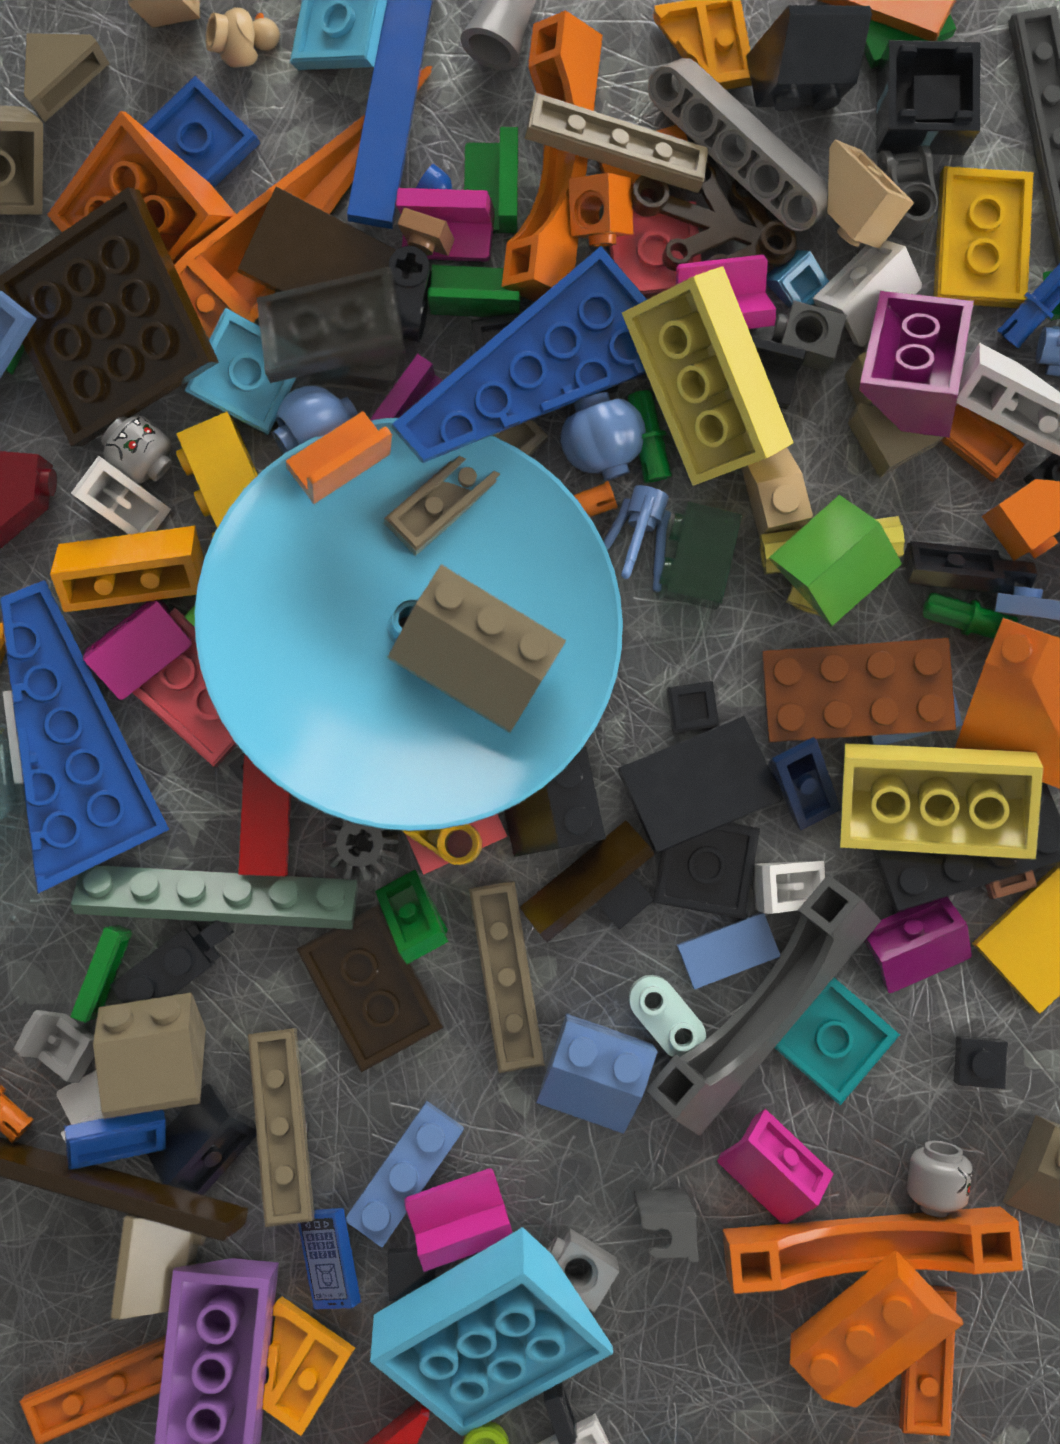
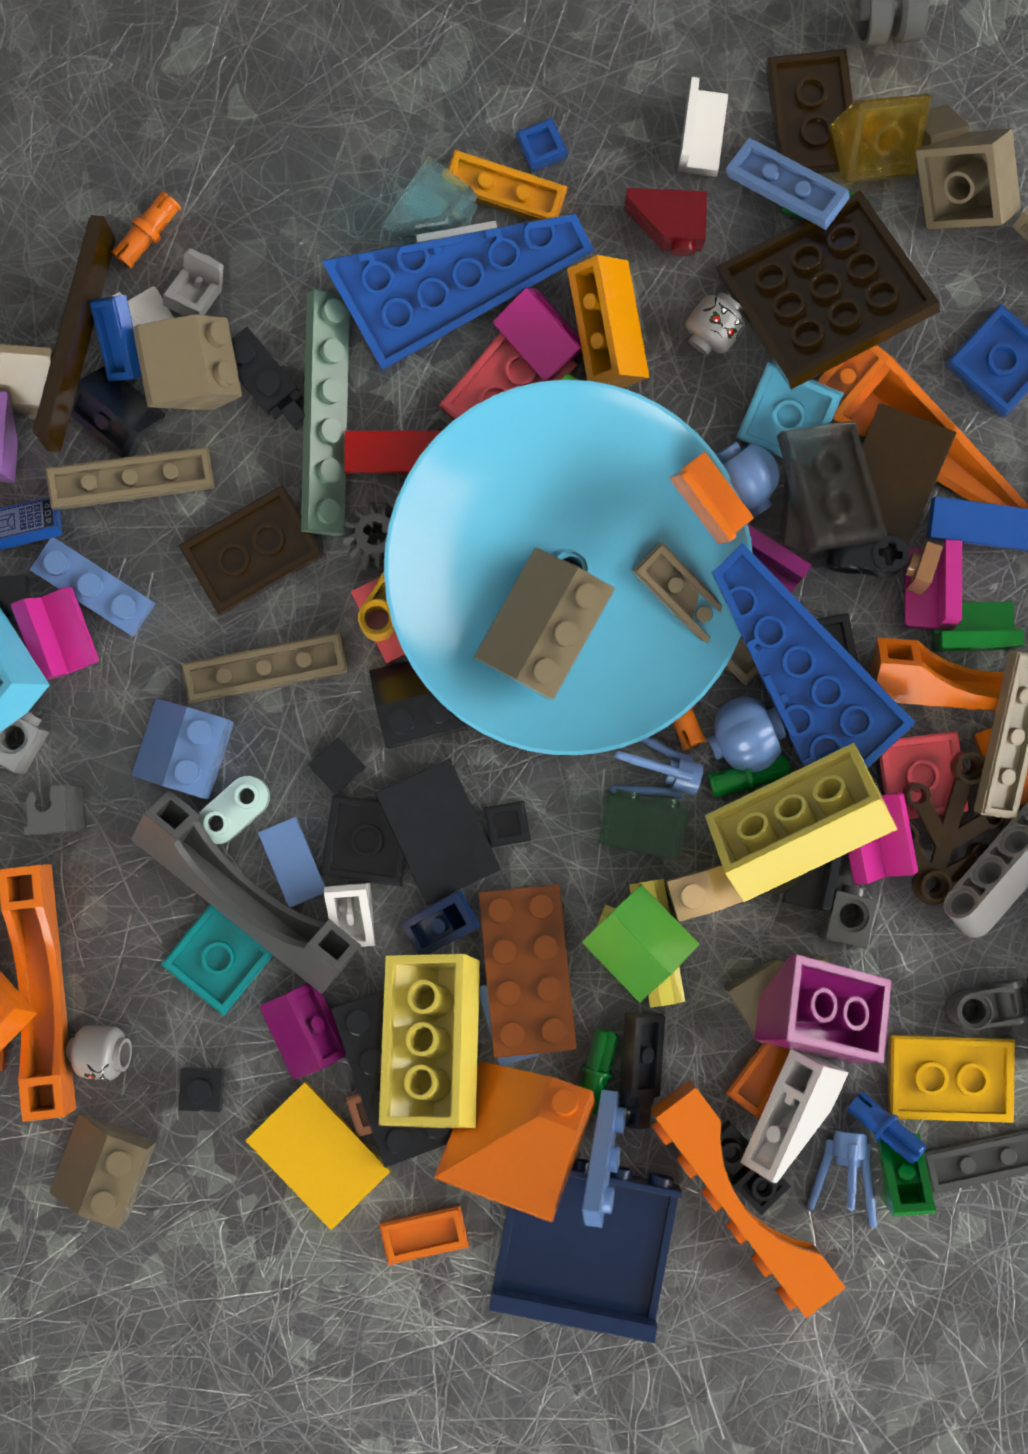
camera: 90 degrees right, 0 degrees up
(101, 972) = (257, 319): green tile -> none
(120, 499) = (669, 312): white slope -> none
(129, 156) = (970, 307): orange slope -> none
(219, 463) = (706, 396): yellow brick -> none
(412, 917) = (313, 582): green slope -> none
(435, 179) = (972, 575): blue hinge -> none
(470, 292) = (874, 611): green panel -> none
(585, 200) = (952, 723): orange brick -> none
(586, 881) = (349, 734): dark brown tile -> none
(776, 1169) = (104, 909): dark pink panel -> none
(797, 279) = (900, 909): dark azure slope -> none
(859, 283) = (912, 976): white panel -> none
(862, 197) = (978, 960): tan slope -> none

